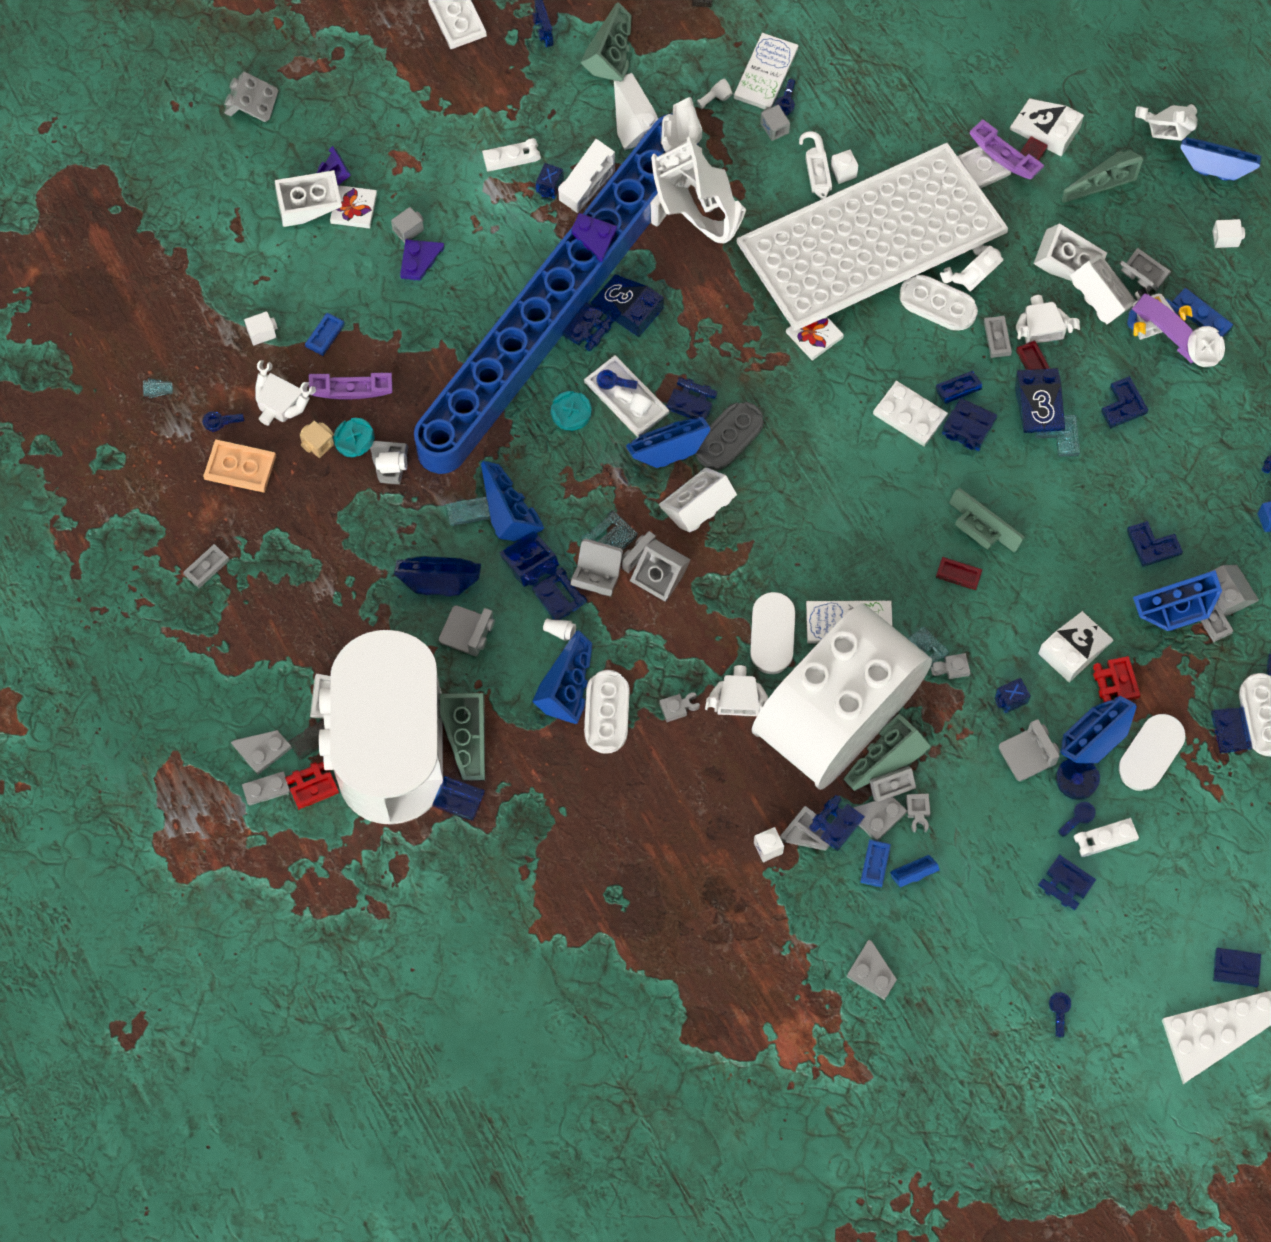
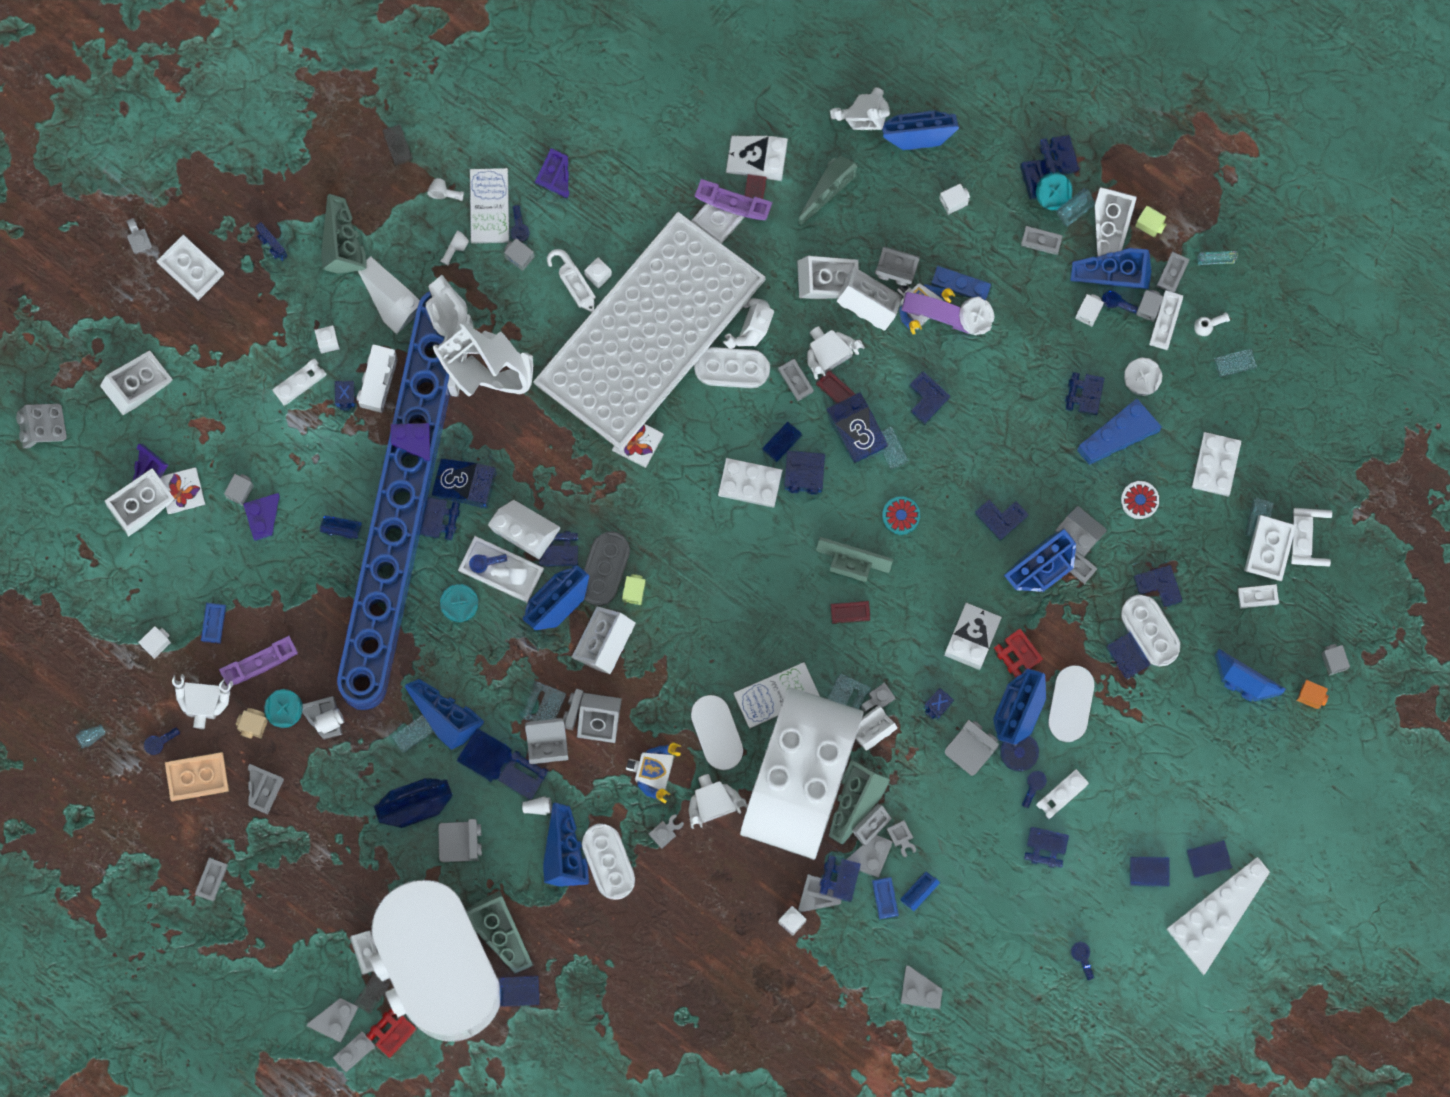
camera: 25 degrees left, 10 degrees up
(298, 502) = (263, 788): none -> light grey wing
(356, 95) = (135, 382): none -> white slope
(486, 294) = (340, 527): none -> clear blue plate
(555, 126) = (327, 339): none -> white brick
(665, 365) = (524, 528): none -> white slope
(693, 640) = (654, 770): none -> torso
(723, 40) = (439, 191): none -> white bar
(749, 465) = (634, 589): none -> yellowish green brick
(841, 66) = (554, 173): none -> dark purple wing
(936, 690) = (874, 728): none -> white bracket
(1050, 502) = (901, 515): none -> tile
(1167, 952) = (1149, 871): none -> clear blue plate

